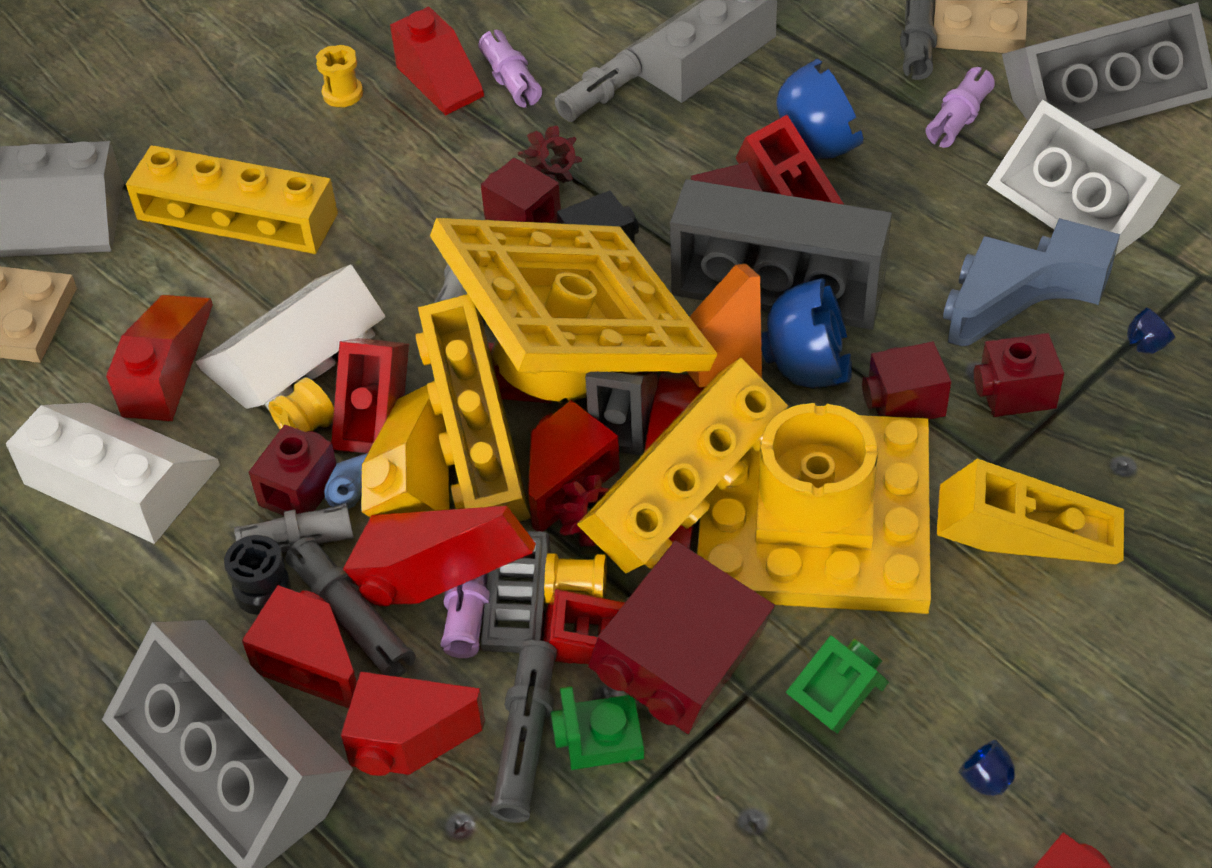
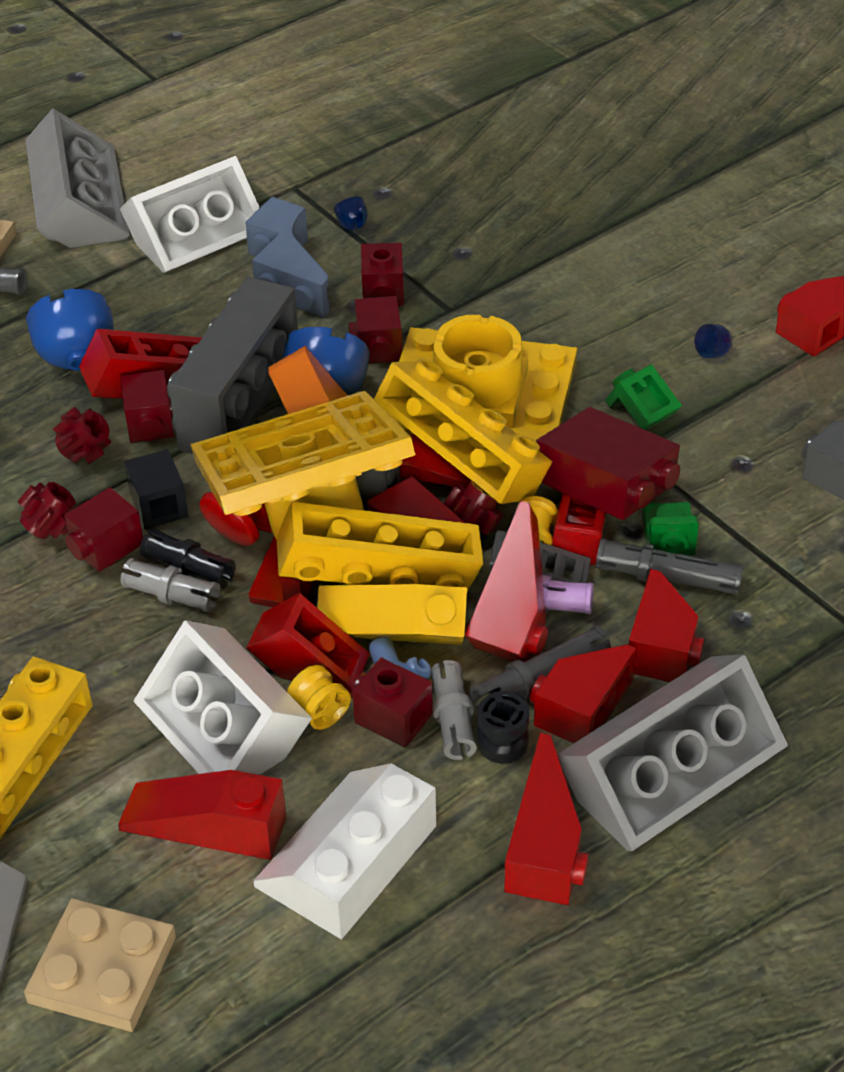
camera: 85 degrees left, 5 degrees down
(103, 624) = (546, 837): none -> red slope
(653, 152) = (82, 435): none -> dark red gear
(960, 107) = (76, 268): lavender pin -> none
(1027, 516) = (516, 289): yellow slope -> none

